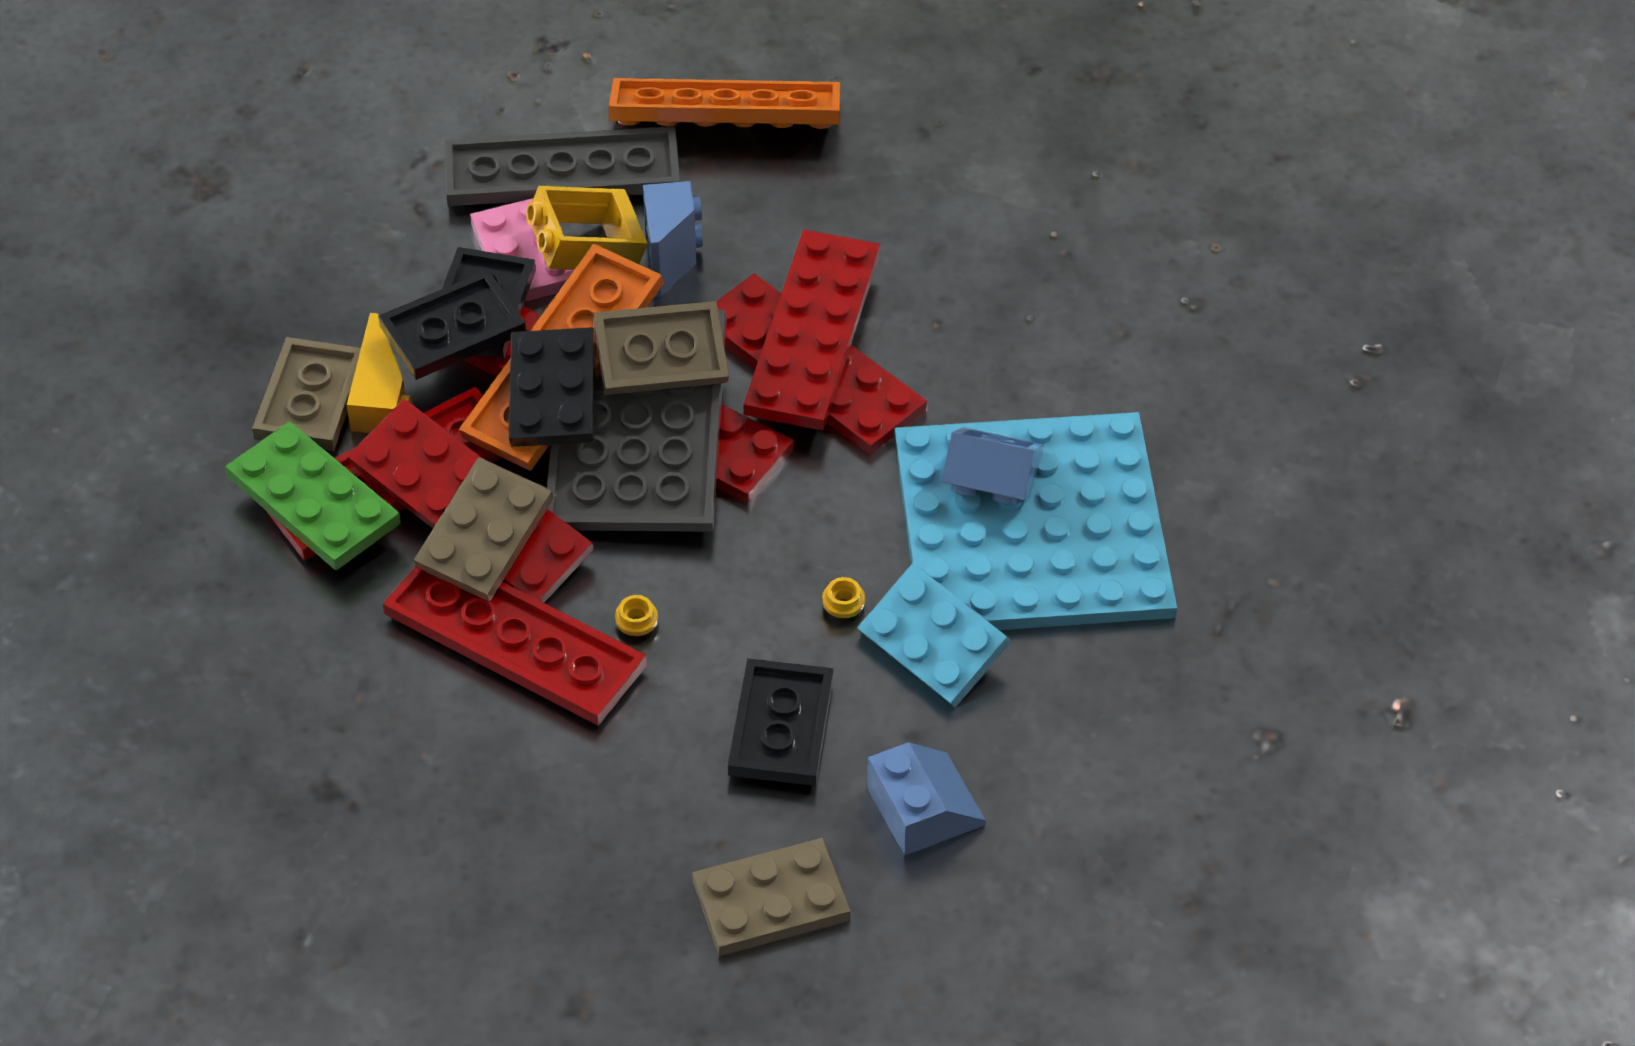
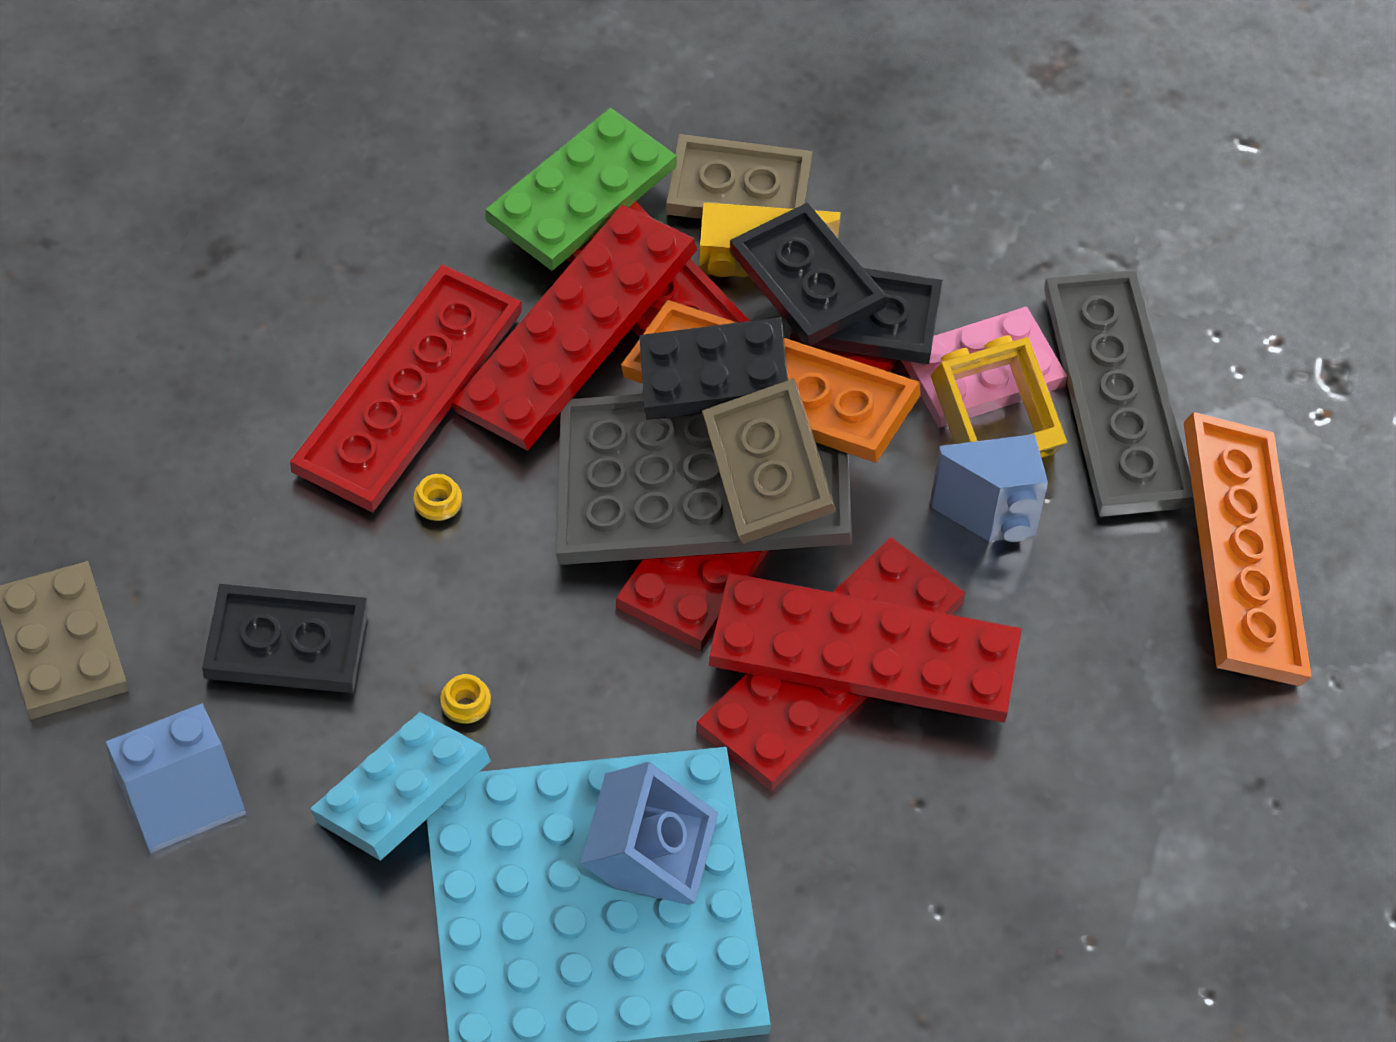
camera: 85 degrees right, 5 degrees up
(483, 529) = (525, 331): dark tan plate -> none

